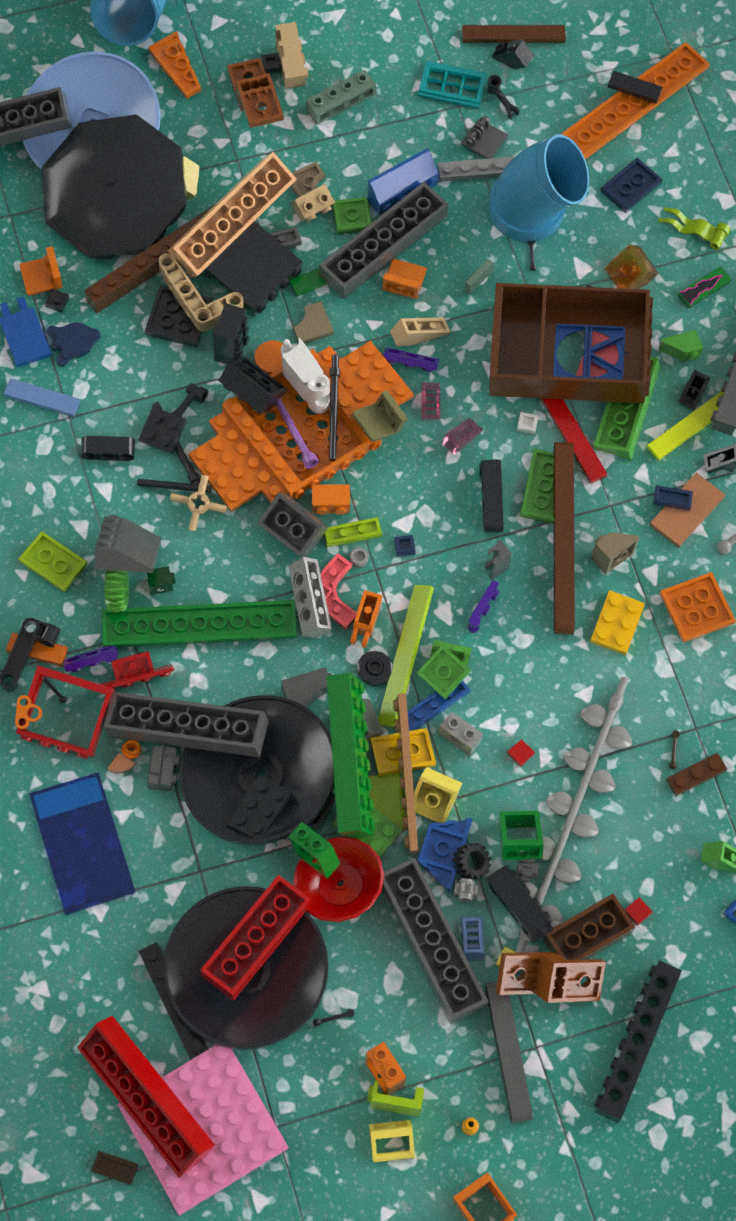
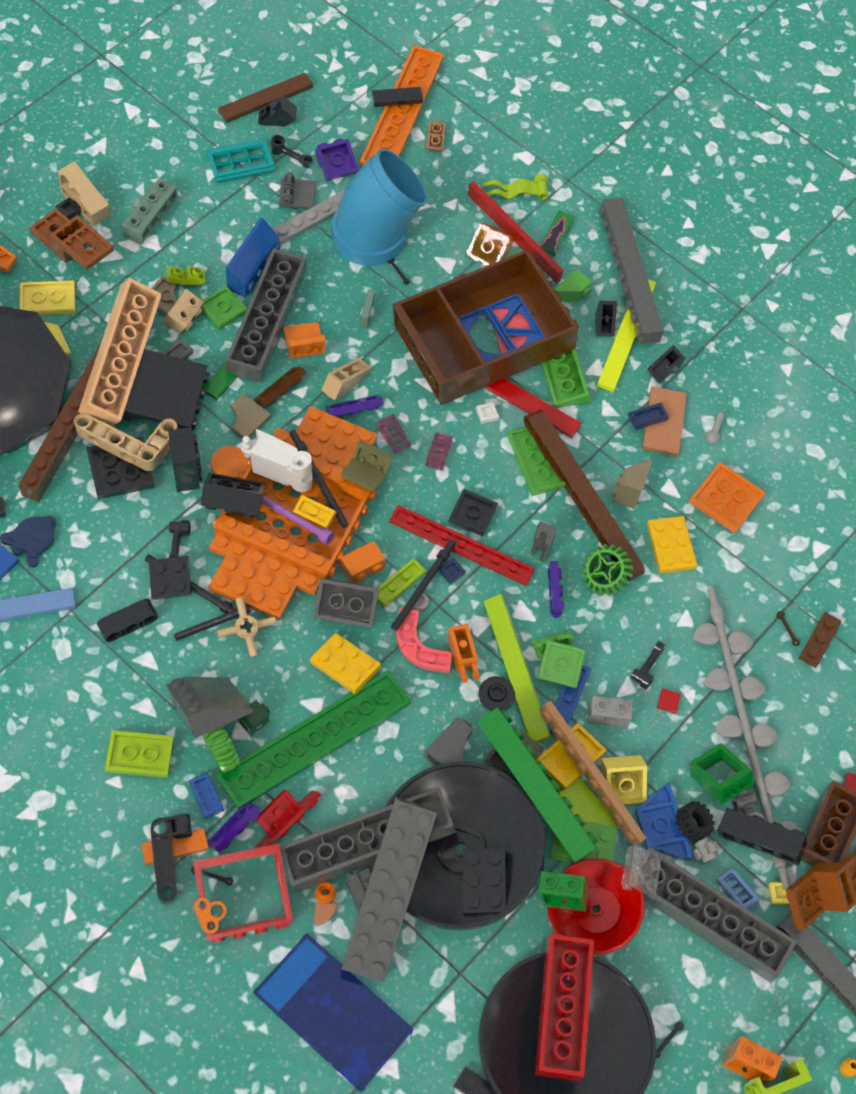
camera: 35 degrees left, 5 degrees down
(85, 622) = (206, 795): none -> blue plate
(175, 770) = (389, 889): none -> dark grey brick
(207, 136) = (48, 297): none -> light yellow tile
(262, 575) = (345, 663): none -> yellow plate
(309, 597) = (411, 664): light grey brick -> none
(312, 434) = (314, 512): none -> yellow plate
(340, 174) = (190, 276): none -> lime slope
(357, 310) = (280, 386): none -> reddish brown plate
(392, 872) = (641, 870): none -> clear hinge
(401, 528) = (442, 557): none -> black bar
(428, 528) = (464, 545): none -> red tile
(455, 504) = (473, 512): none -> black plate
(492, 497) = (501, 487): black beam -> none
(511, 720) = (642, 676): none -> black brick
(534, 607) = (592, 574): none -> bright green gear
(539, 122) = (336, 159): none -> dark purple plate
(631, 185) = (443, 177): dark blue tile -> none
(650, 141) = (435, 136): none -> medium nougat slope
(663, 268) = (510, 227): none -> red tile

